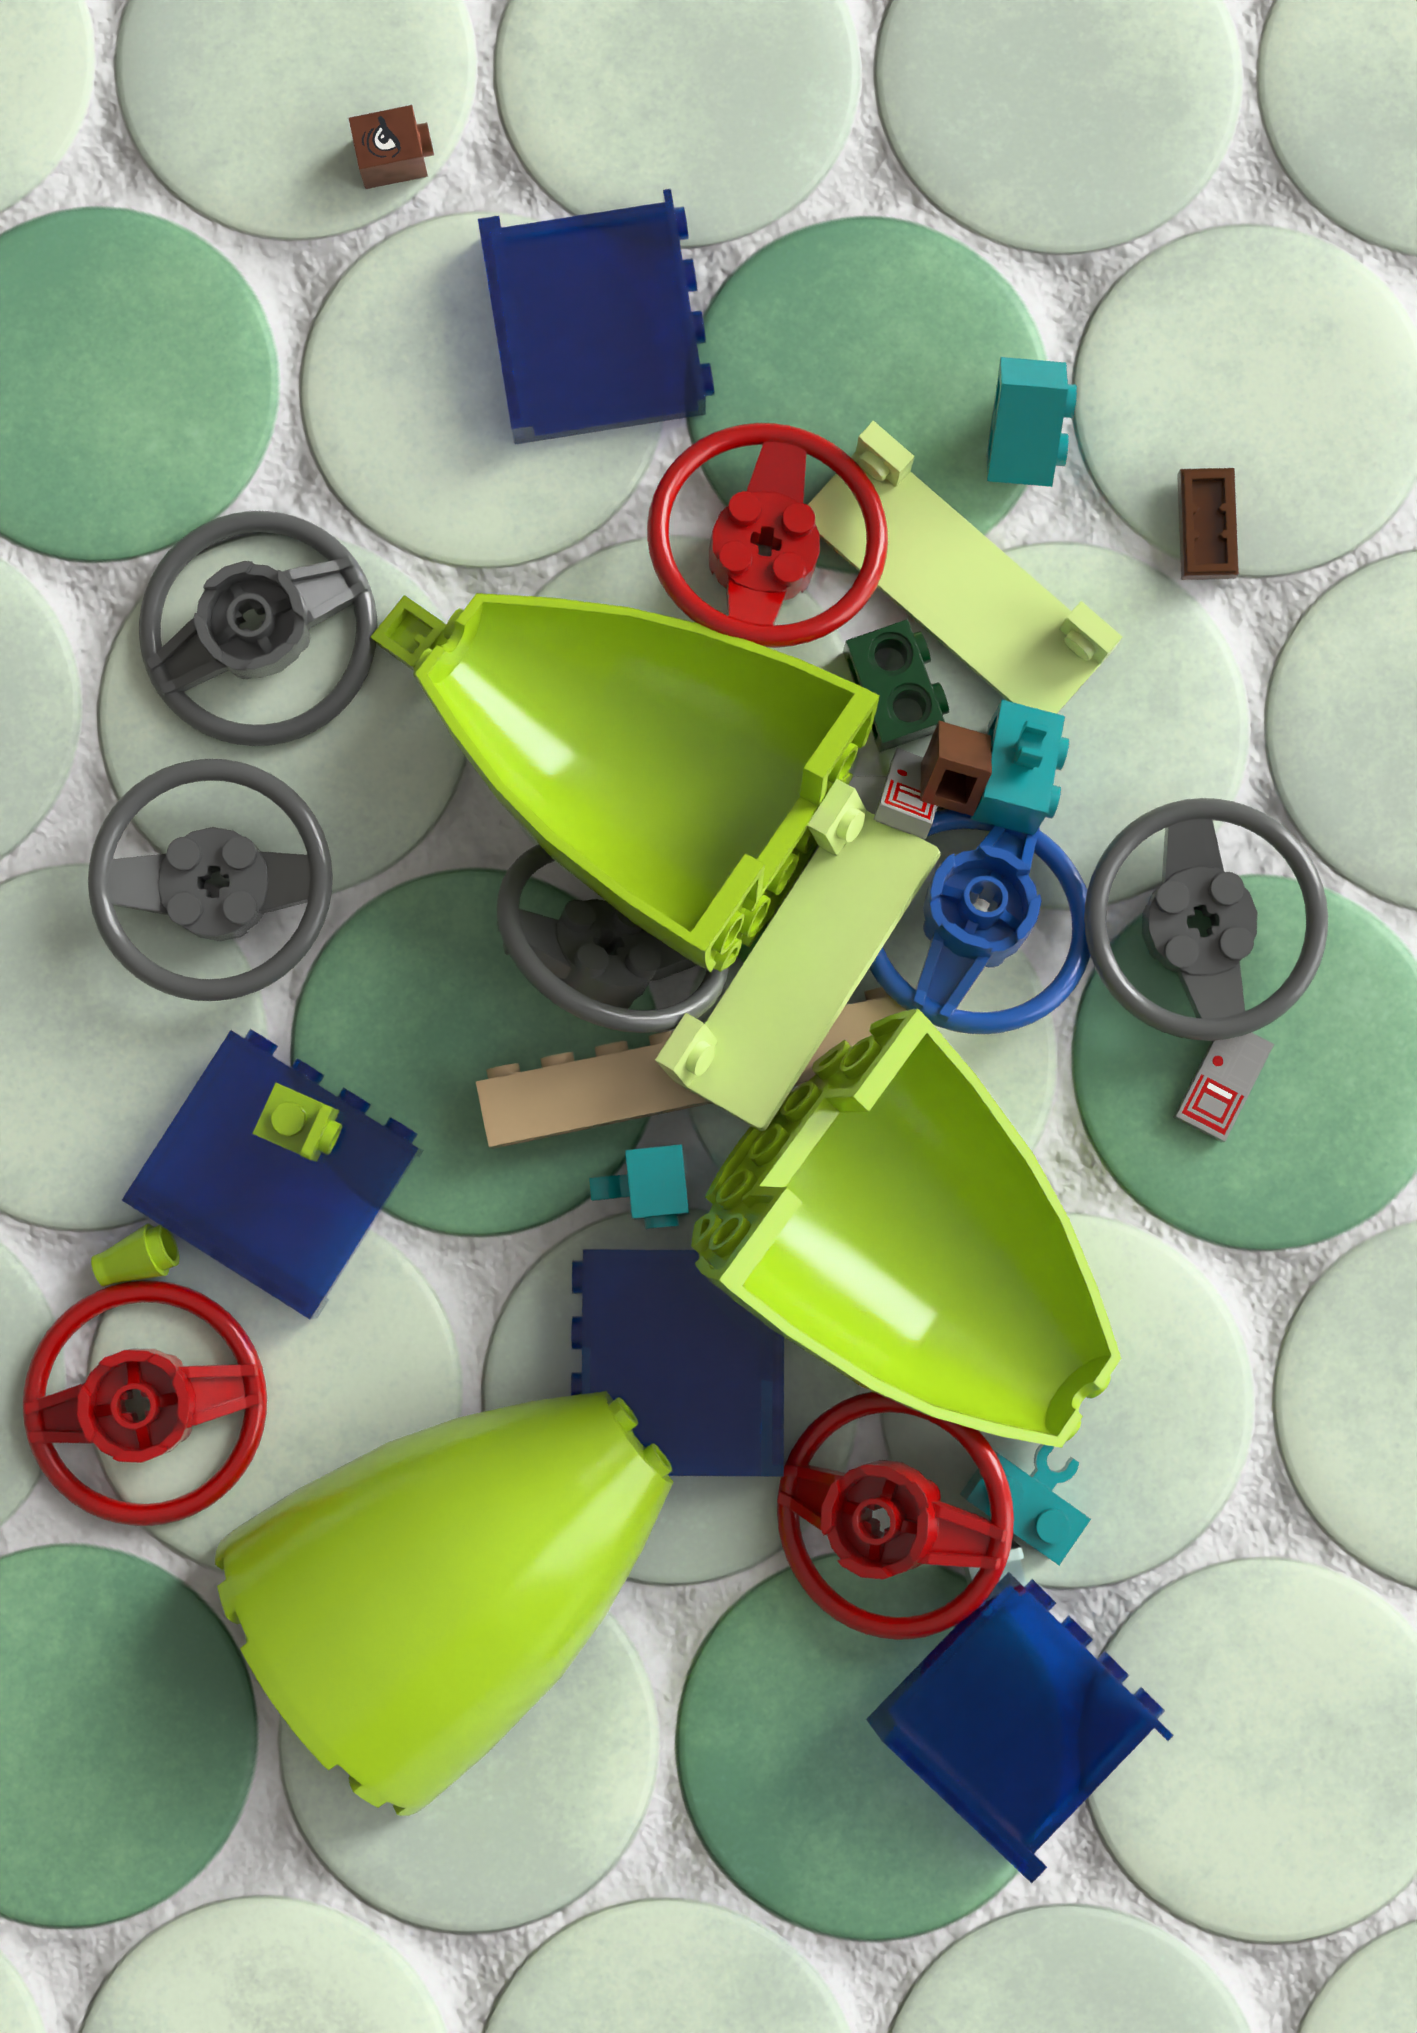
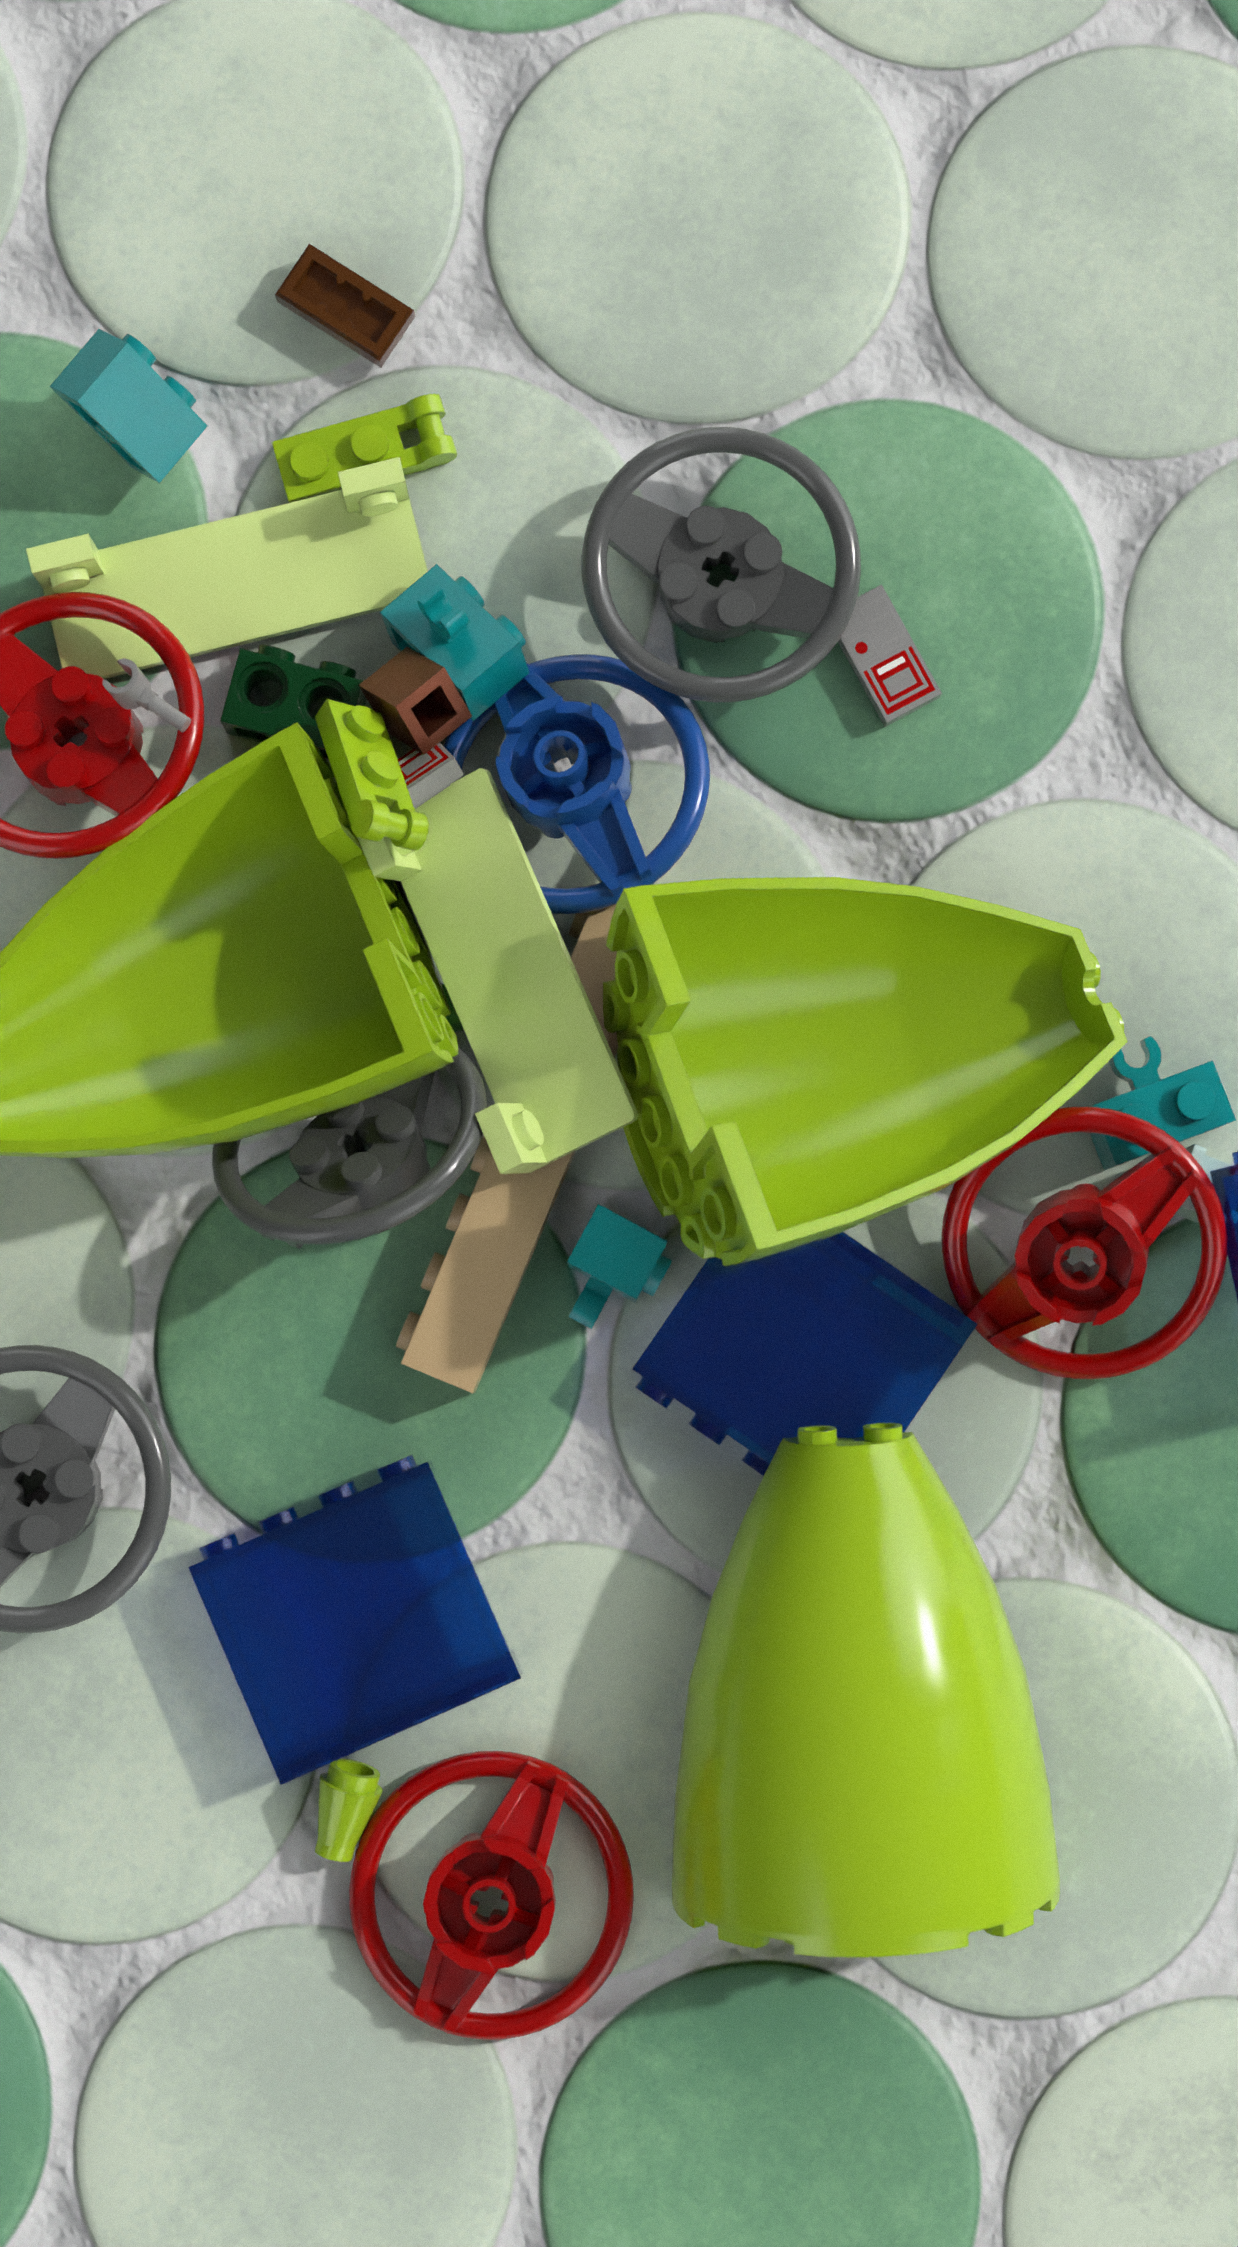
camera: 55 degrees left, 0 degrees up
(298, 1123) = (324, 1561): lime bracket -> none
(823, 570) = (139, 693): none -> light grey hand
(876, 773) = (369, 776): none -> lime plate
(1083, 578) = (313, 458): none -> lime plate

